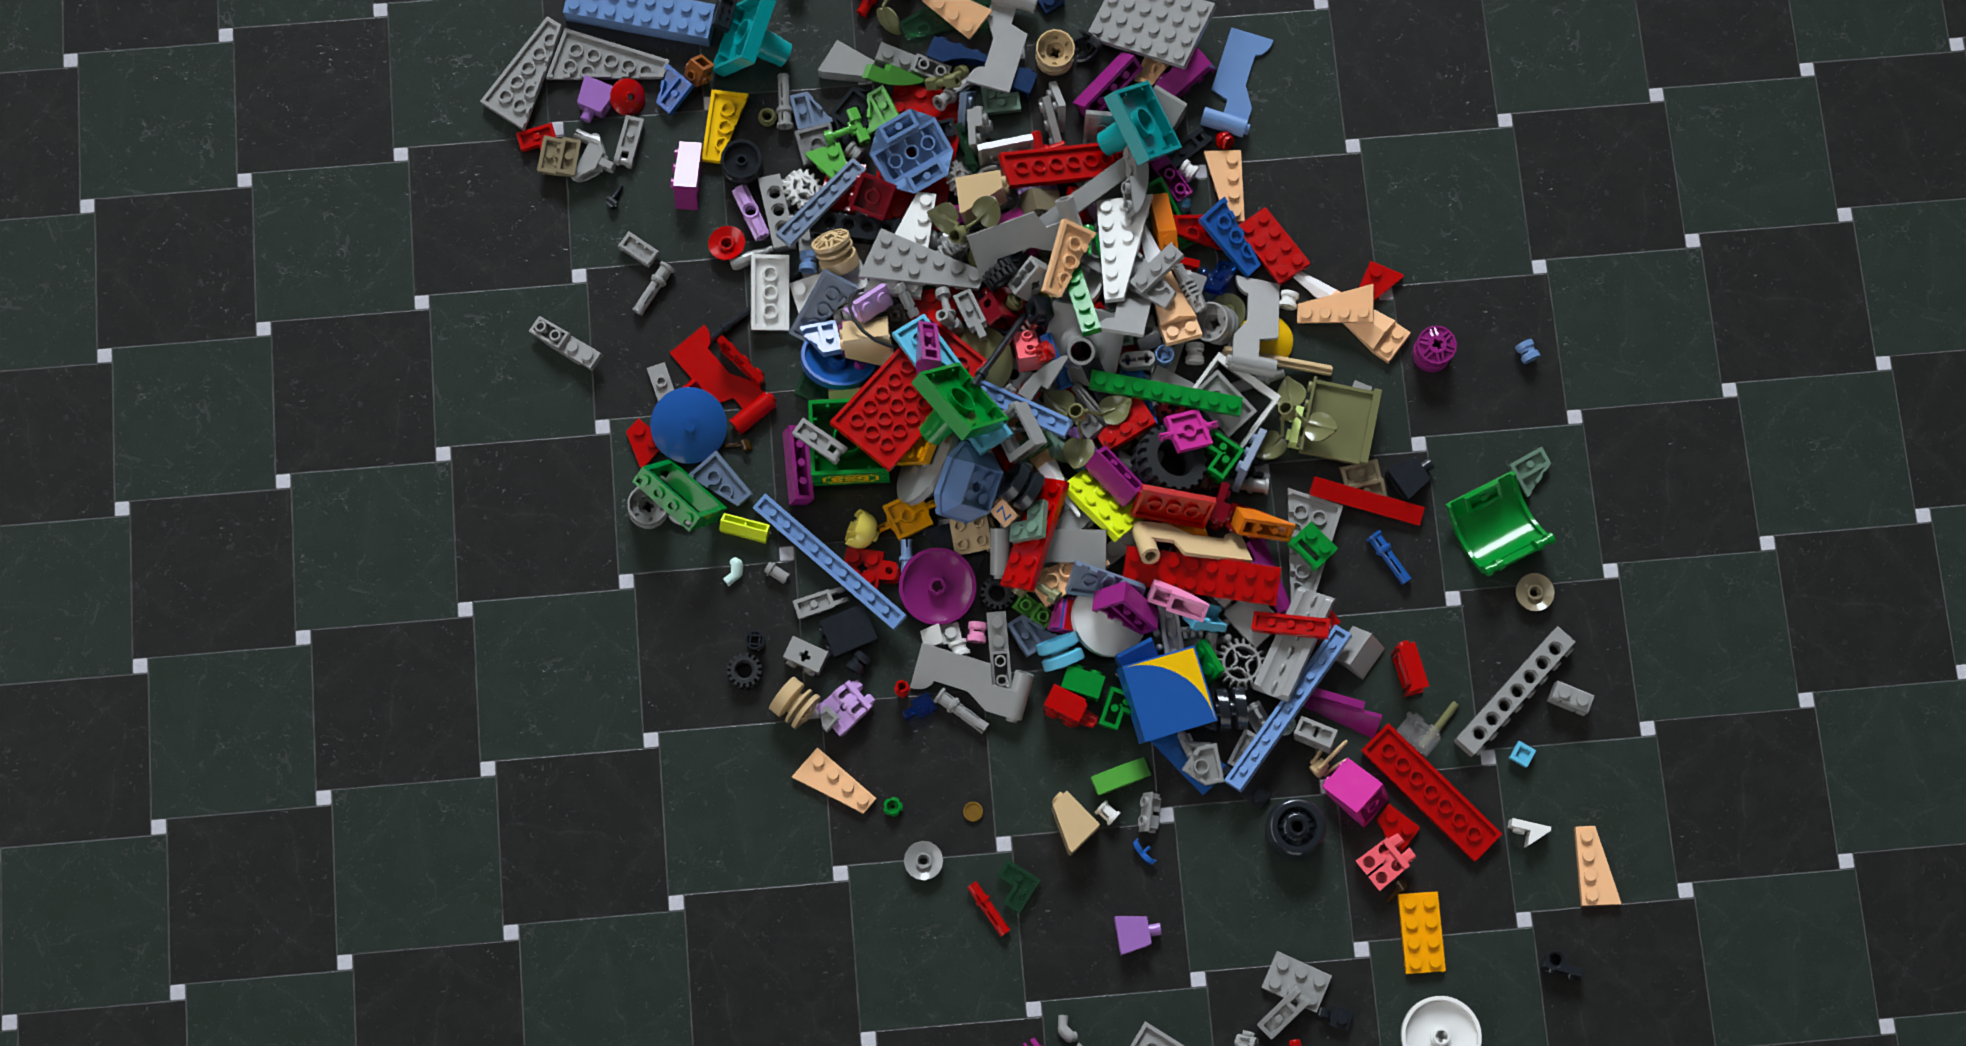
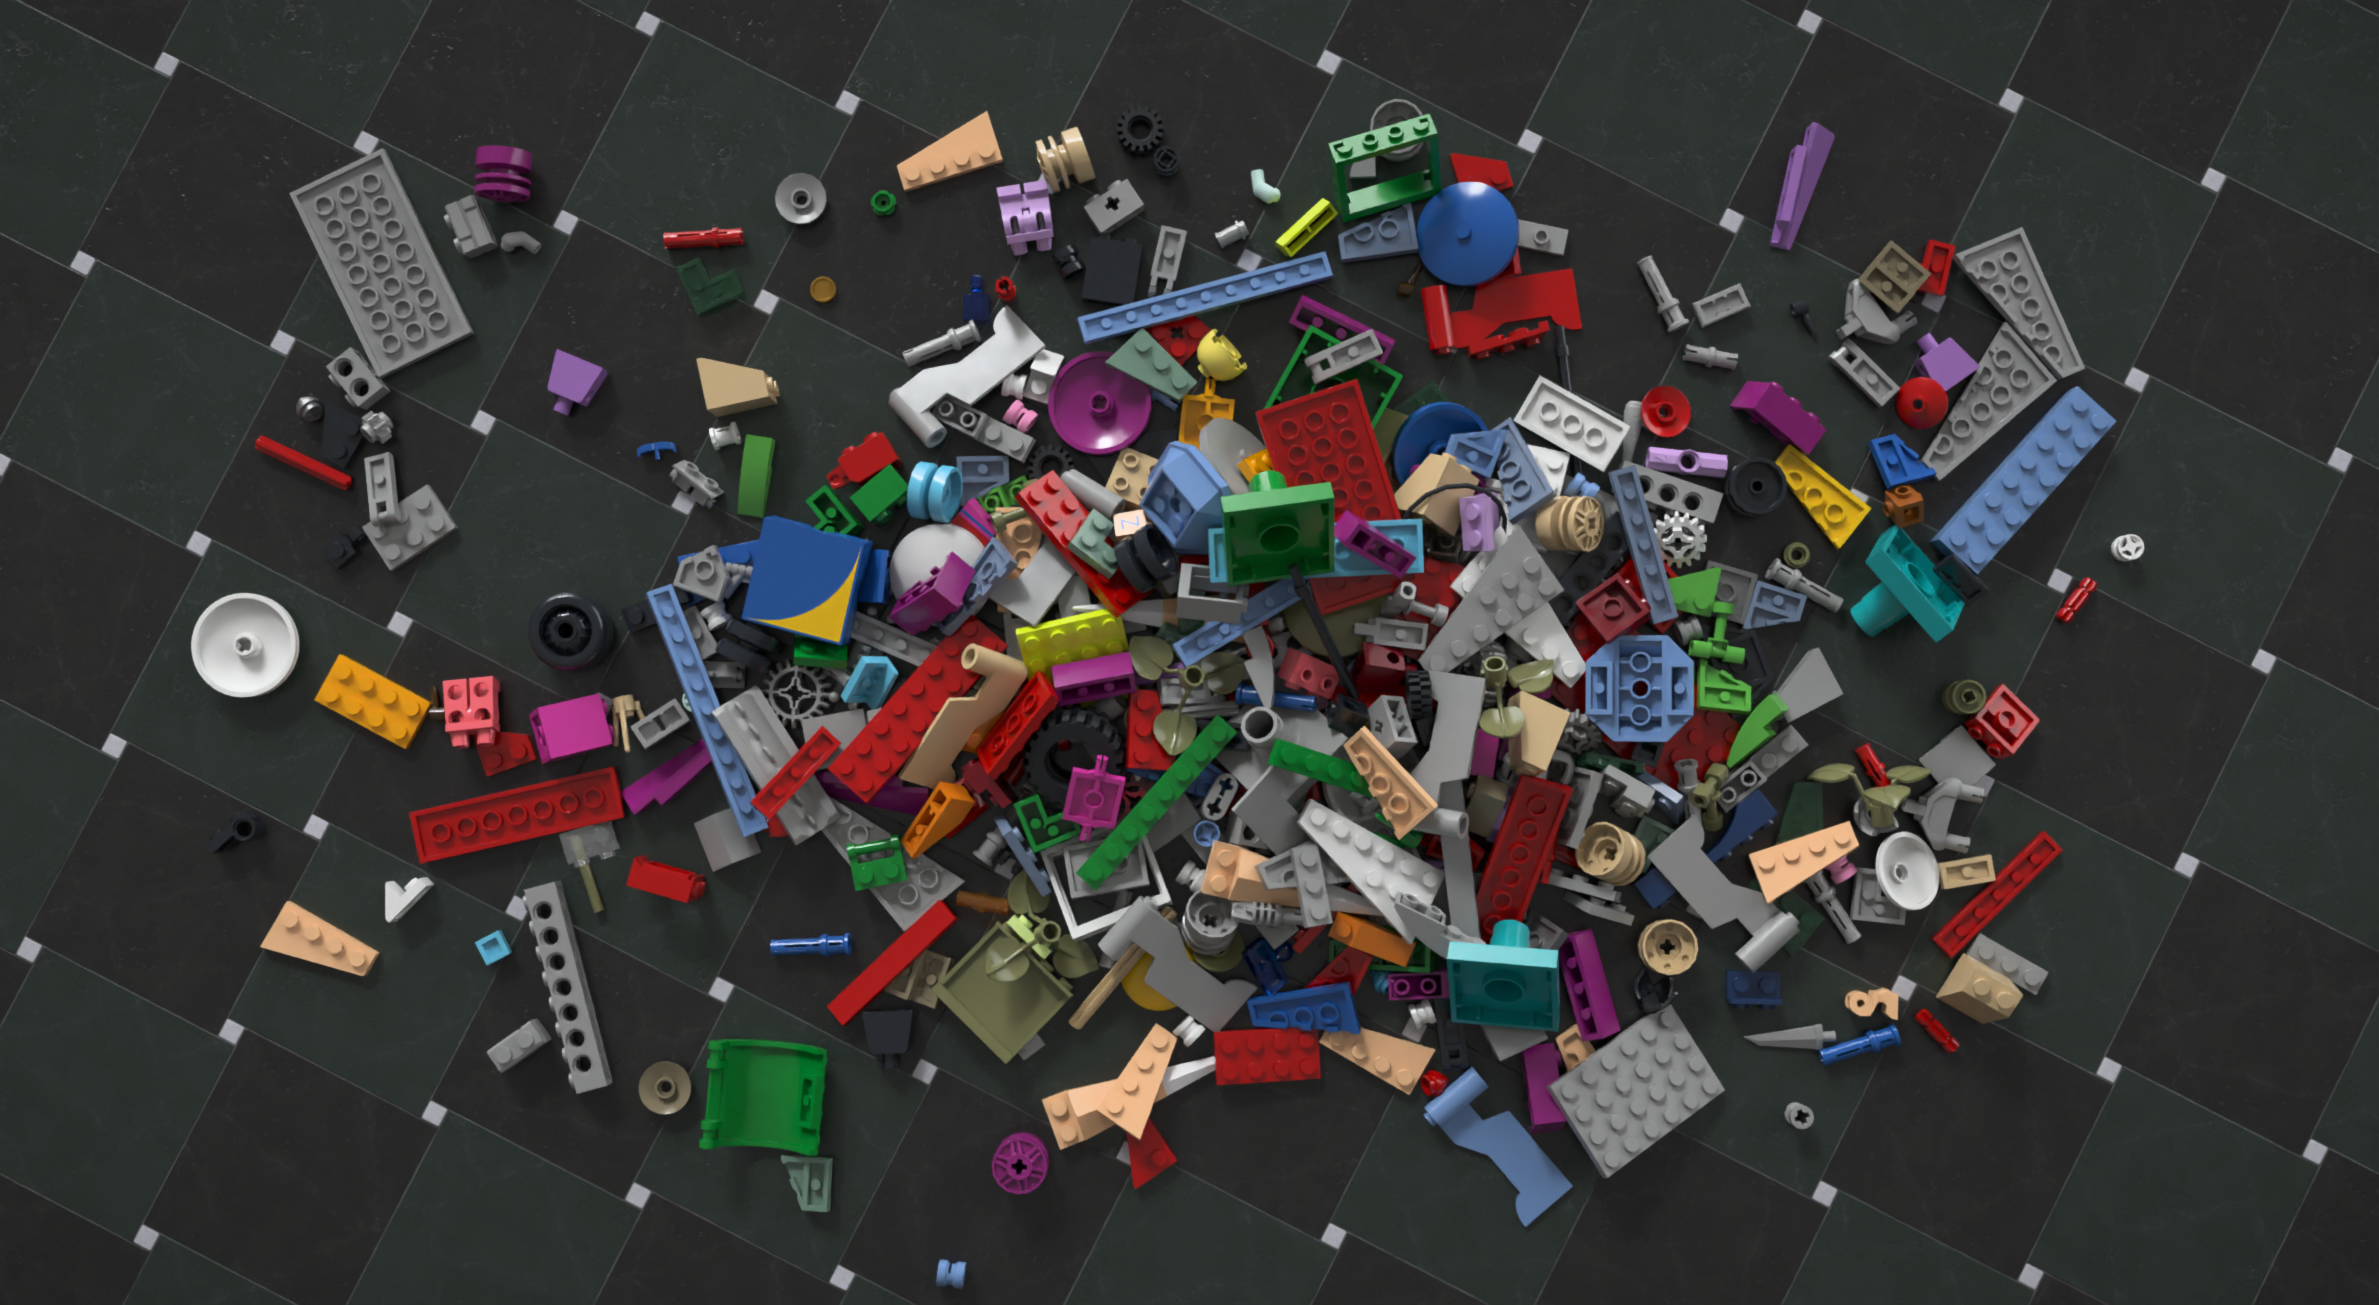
camera: 125 degrees right, 10 degrees up
(531, 248) = (1799, 183): none -> medium lavender wedge
(565, 343) = (1655, 153): light grey slope -> none
(675, 237) = (1710, 357): none -> light grey pin
(828, 718) = (1023, 186): light grey tile -> none
(894, 565) = (1151, 364): none -> sand green wing
(906, 300) = (1456, 566): light grey axle -> none
(1014, 302) = (1374, 691): olive plate -> none
(1023, 123) = (1611, 854): none -> tan wheel
(1044, 352) = (1289, 687): red plate -> none
(1177, 601) = (904, 658): bright pink slope -> none
(1225, 745) = (716, 616): none -> white wheel
(1293, 470) = (982, 902): none -> clear orange pin

